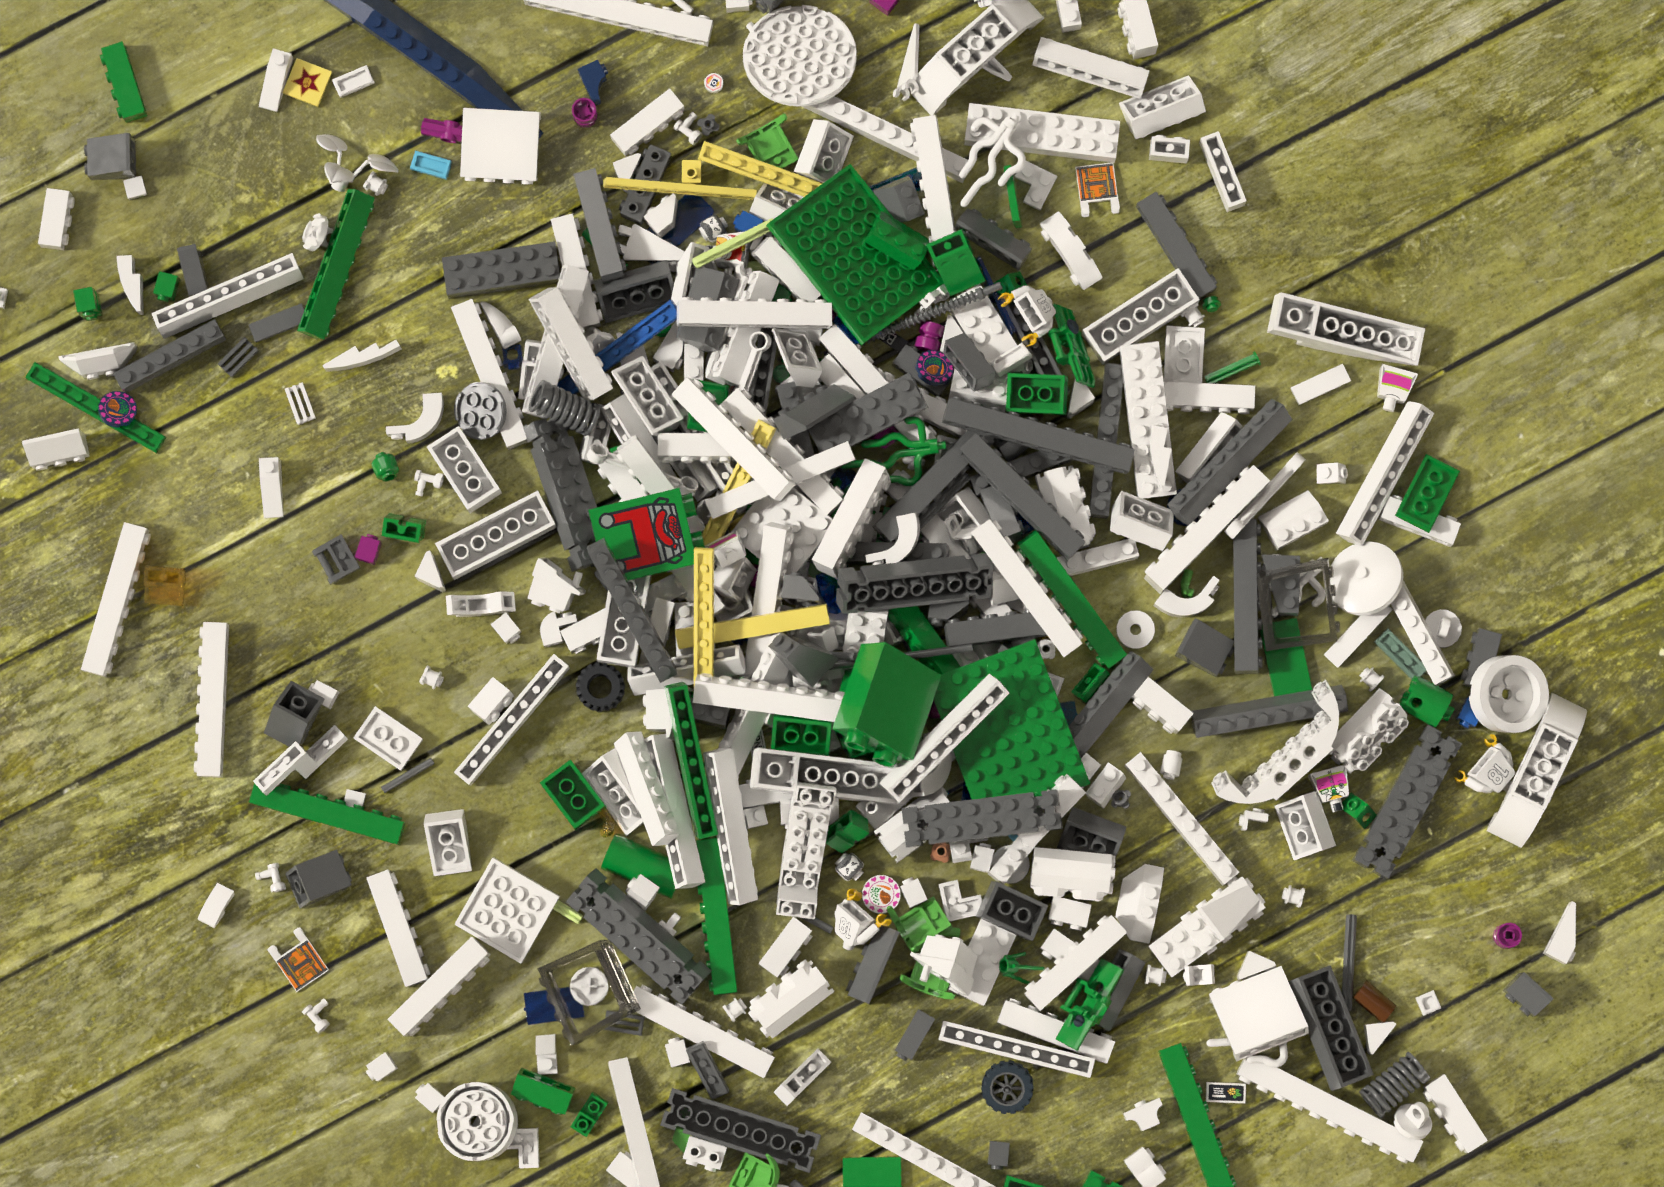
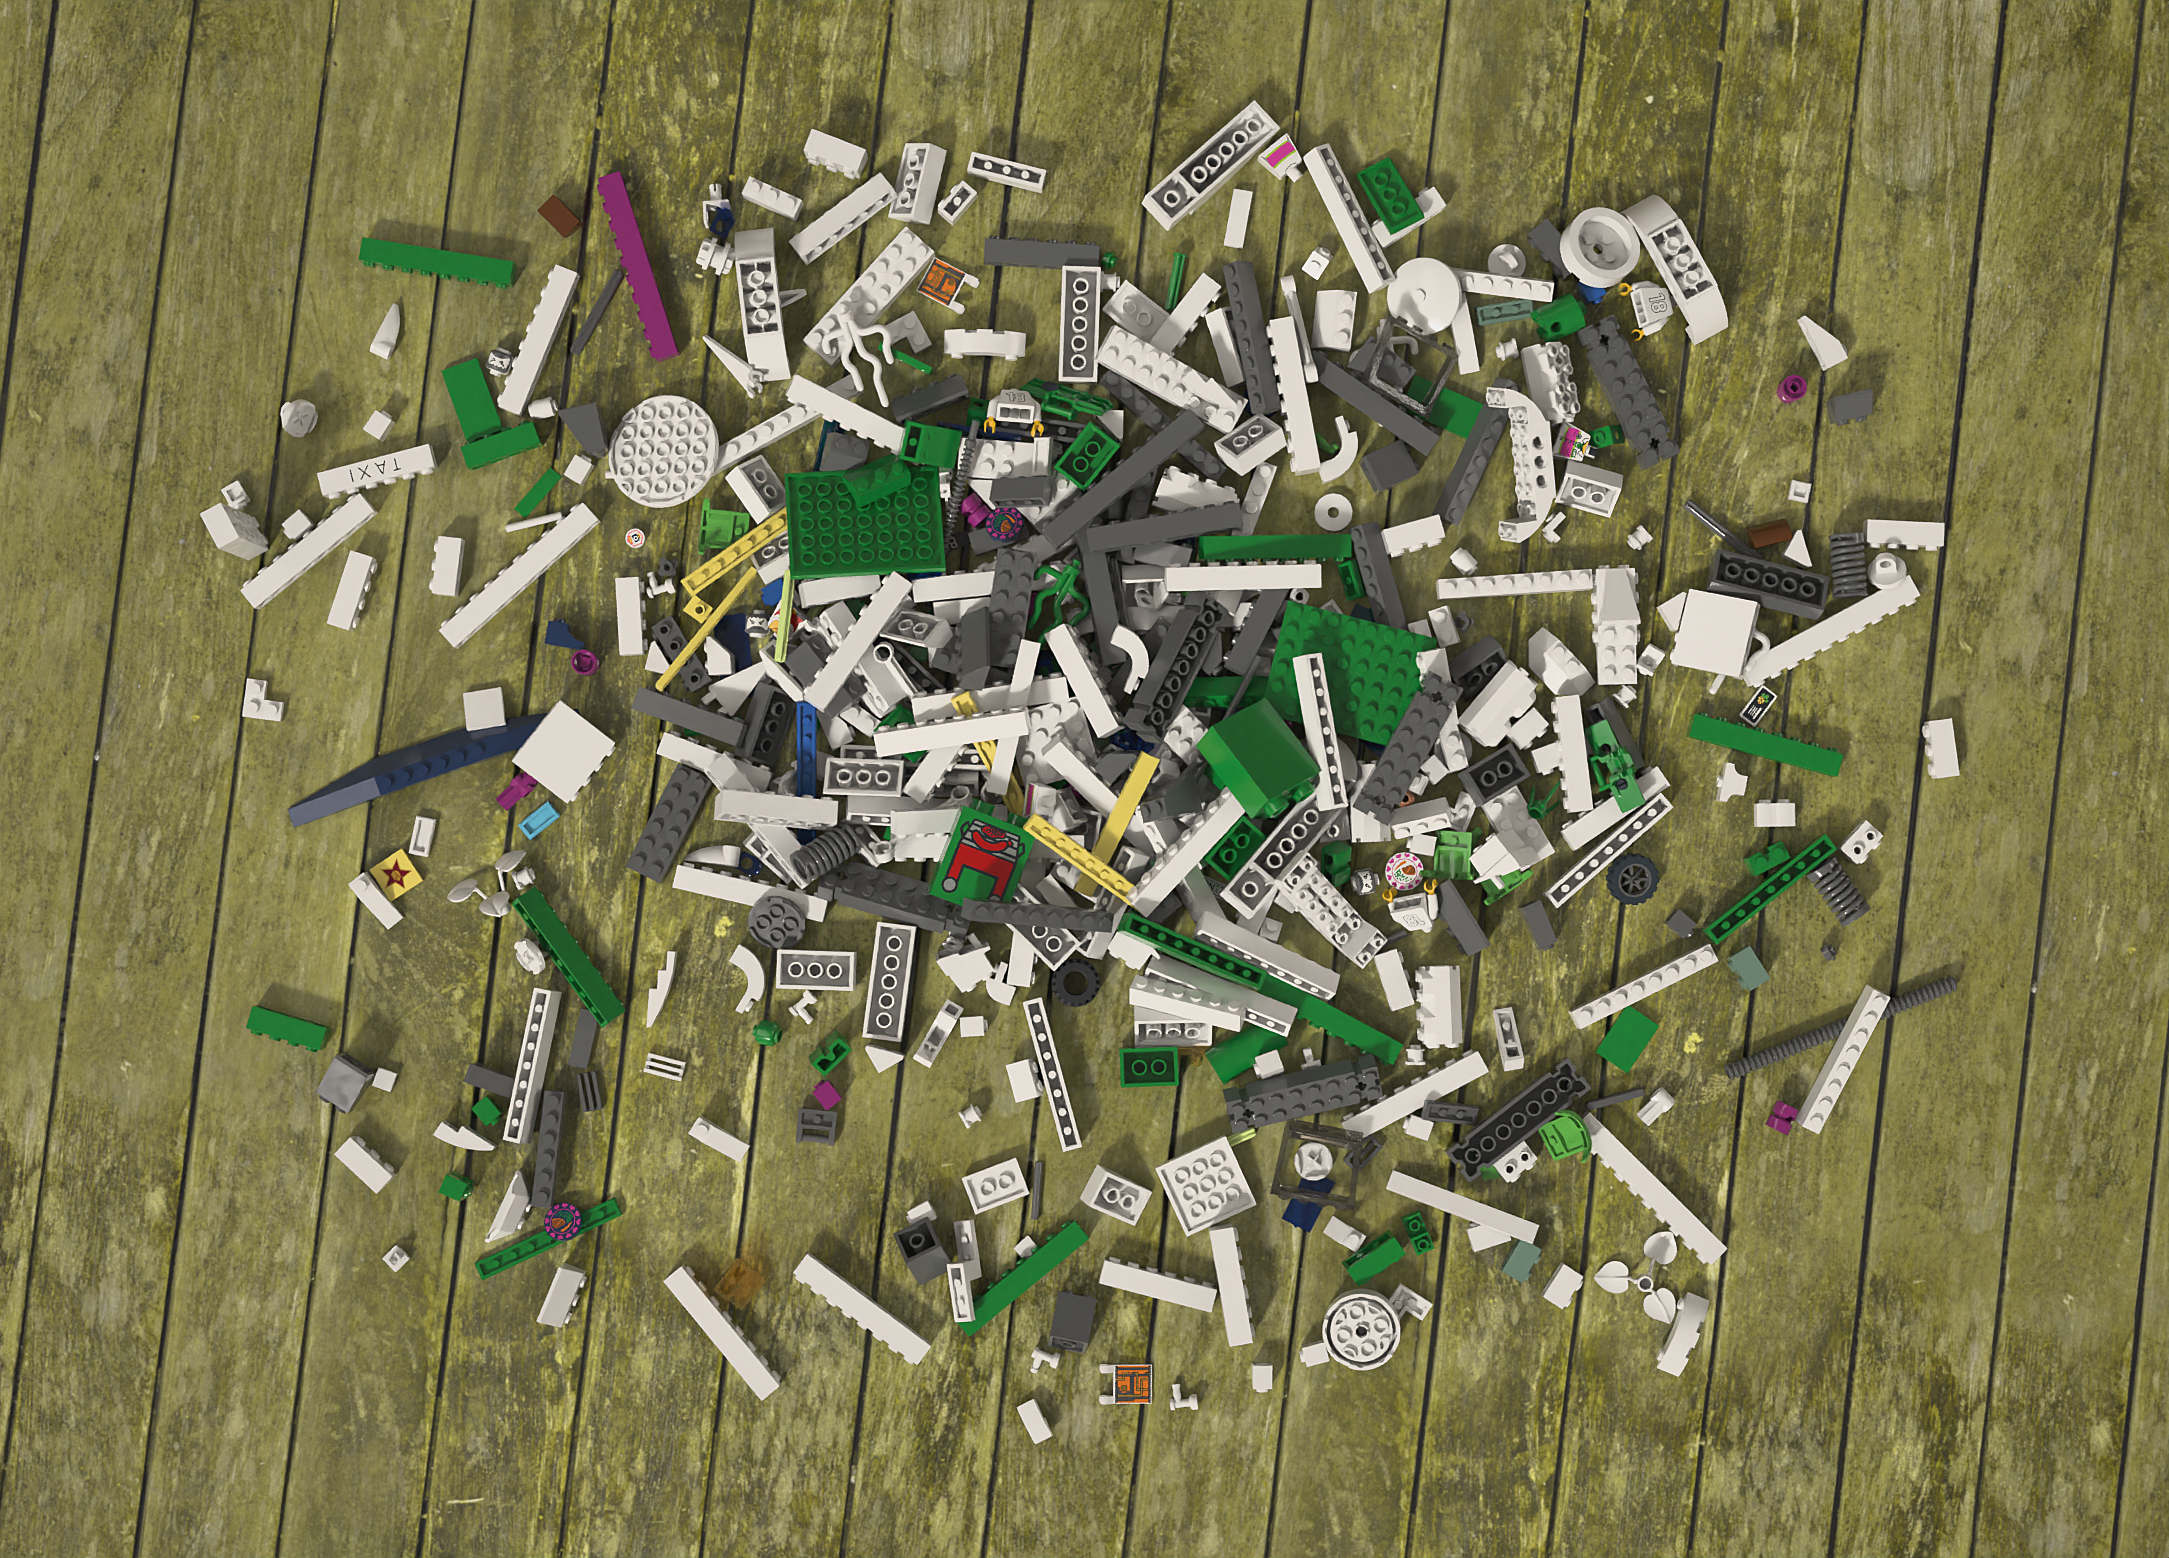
camera: 60 degrees left, 5 degrees up
(490, 58) = (484, 709): none -> white tile
(563, 566) = (954, 944): none -> white brick
(933, 874) = (1421, 818): none -> white brick

